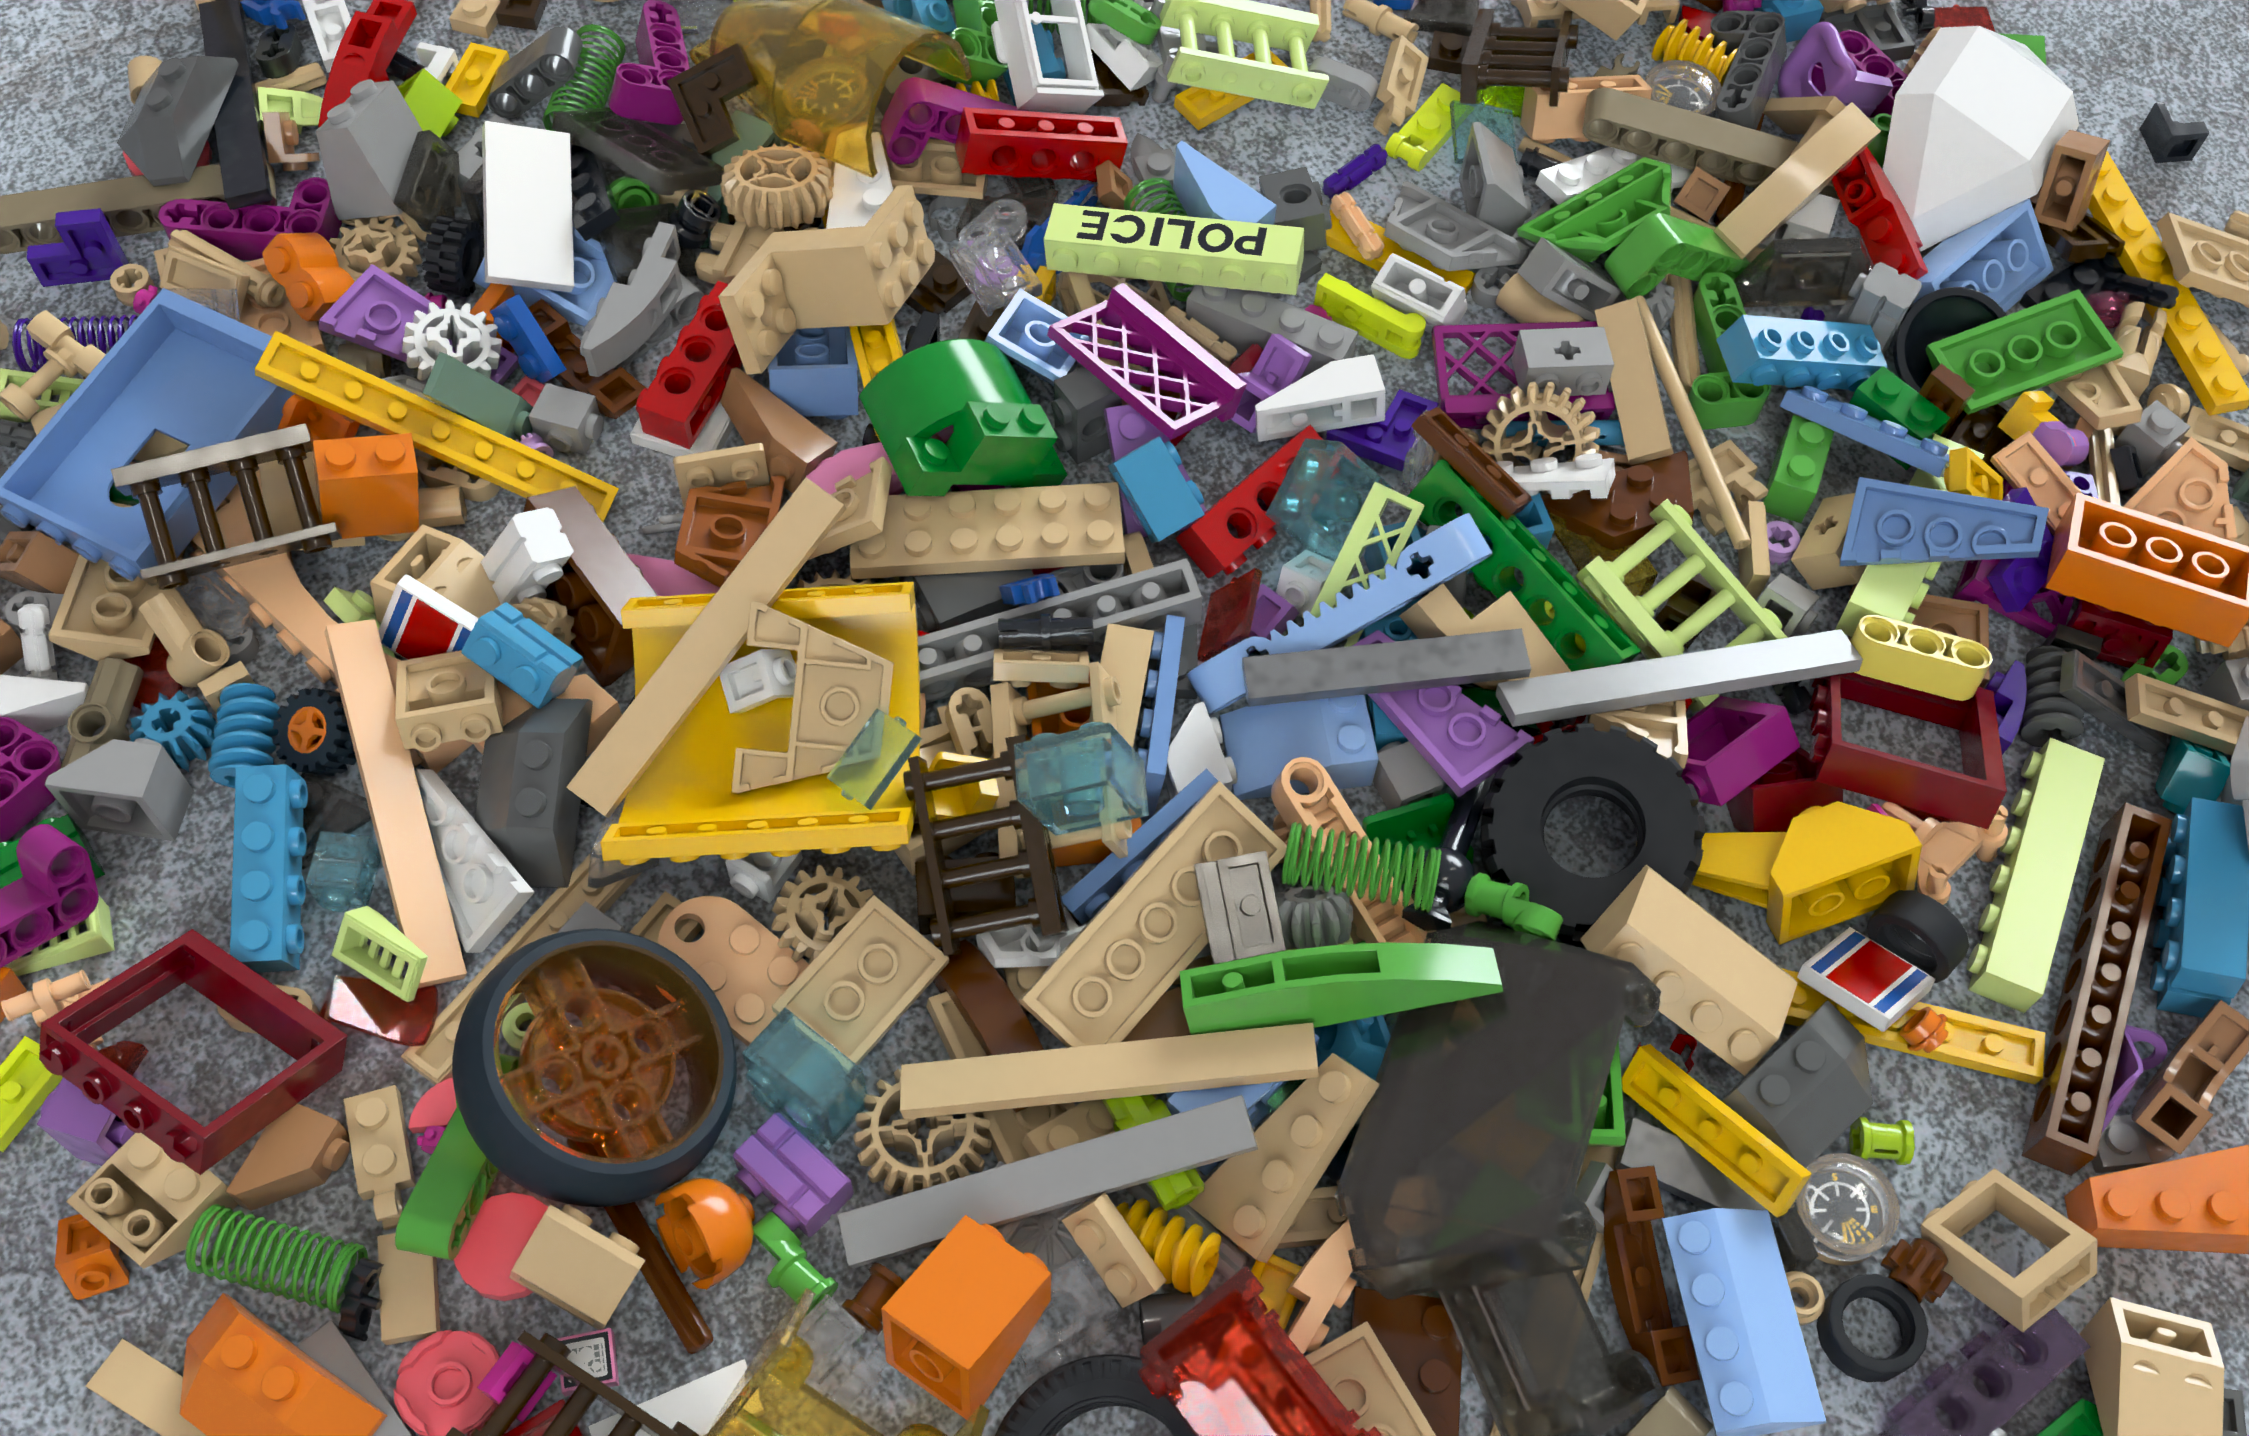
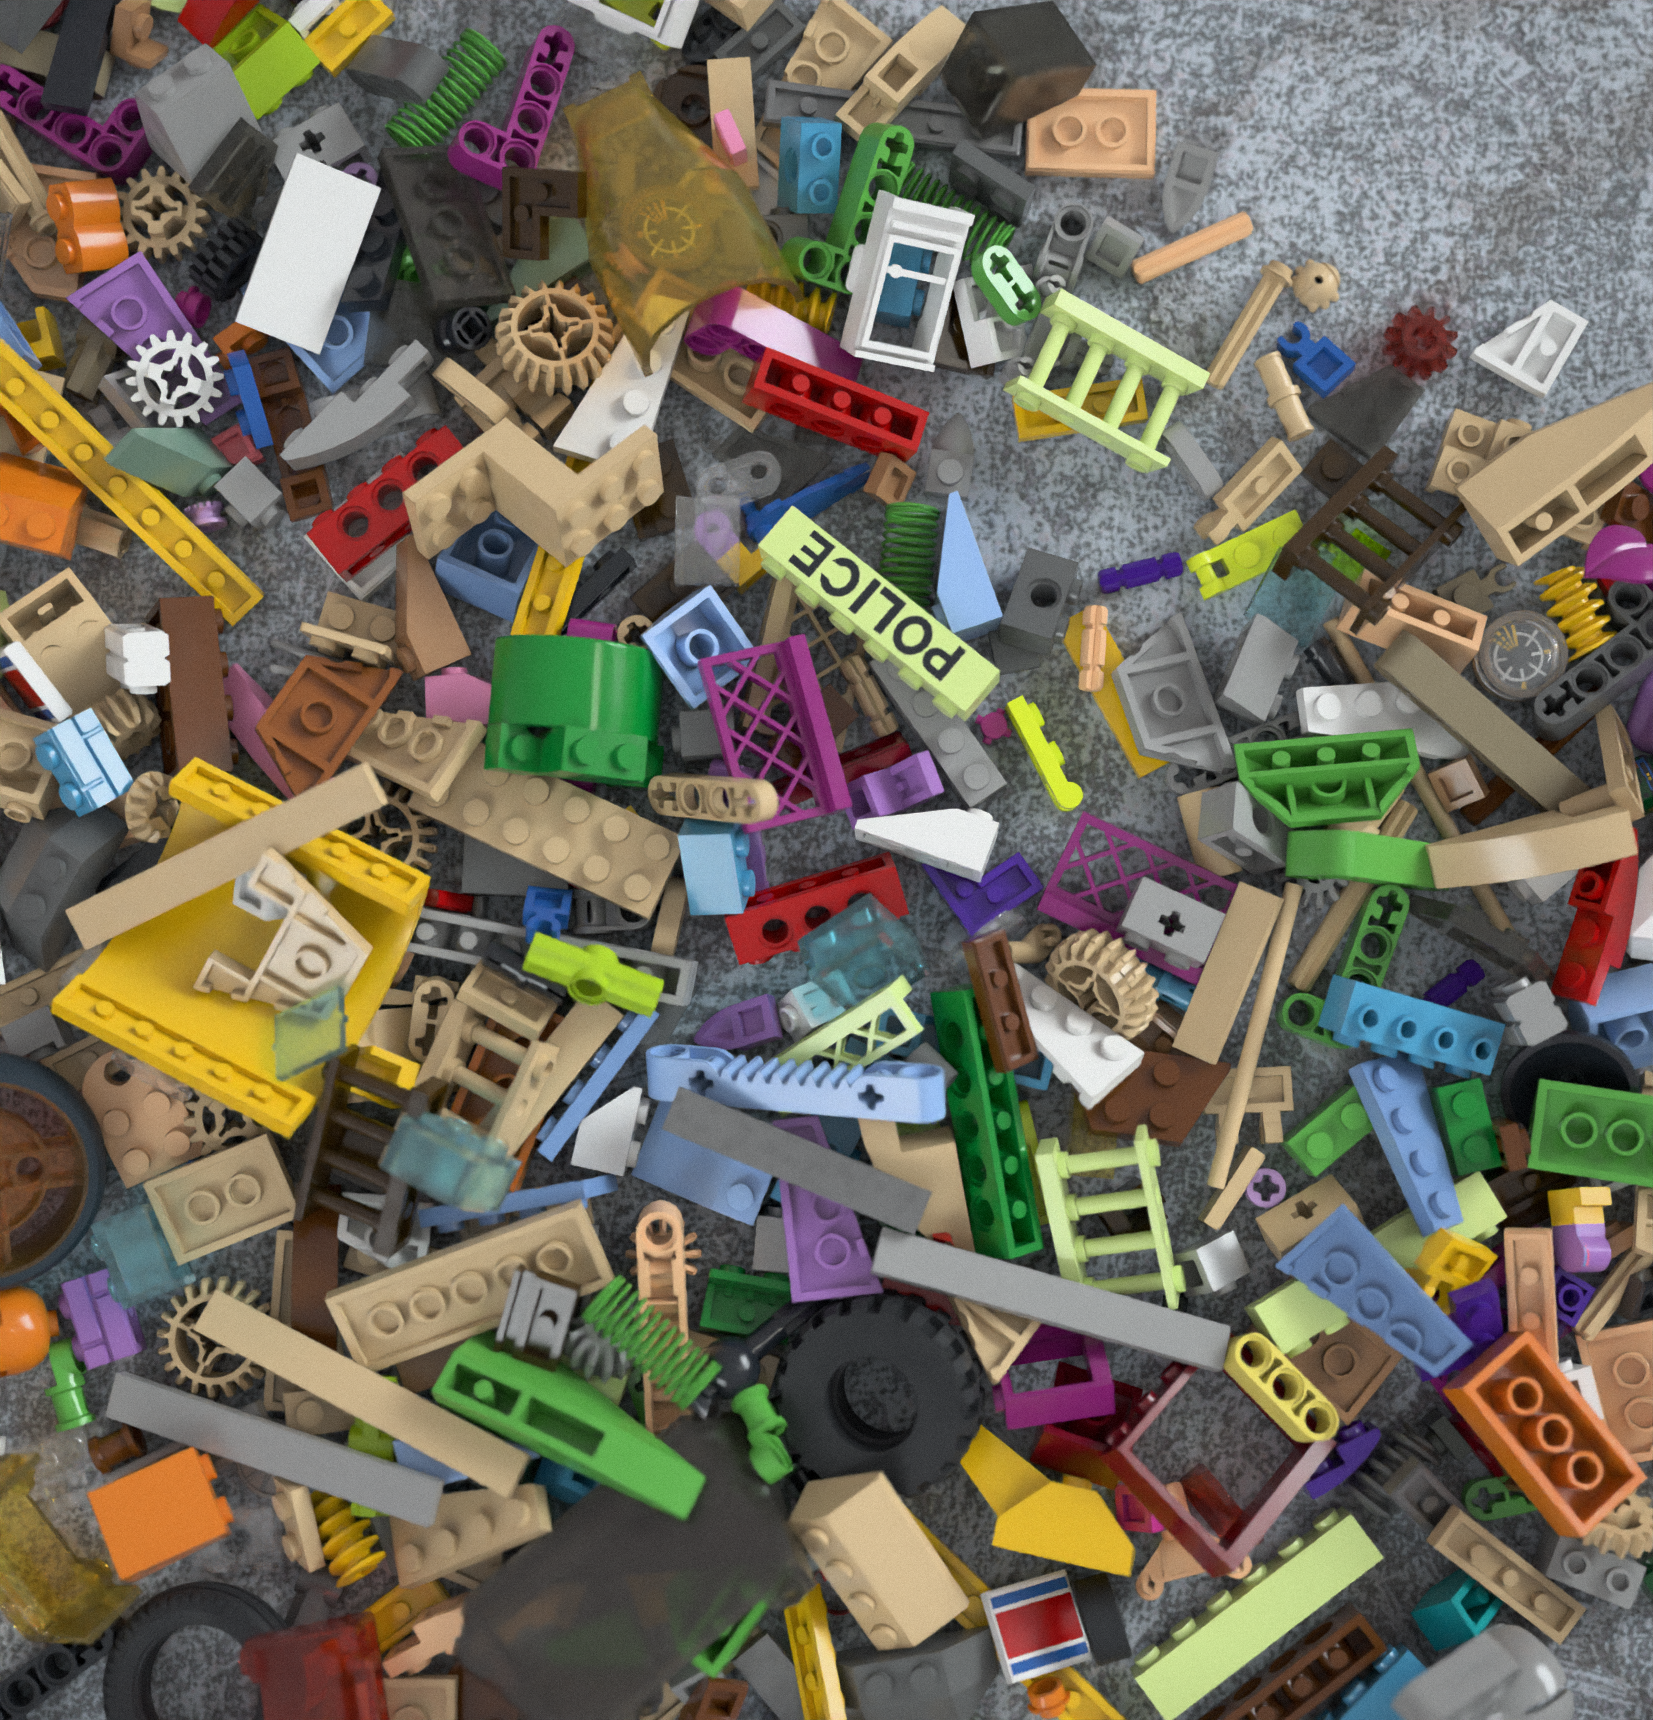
camera: 35 degrees right, 25 degrees up
(607, 672) = (142, 802): none -> tan gear
(723, 245) = (471, 391): none -> tan beam
(730, 892) = (151, 1076): none -> clear piece
(1081, 592) = (593, 974): none -> lime piece
(1122, 422) = (711, 797): none -> tan beam
(1229, 615) = (718, 1011): clear red piece -> none
(1420, 292) = (1097, 764): white brick -> none

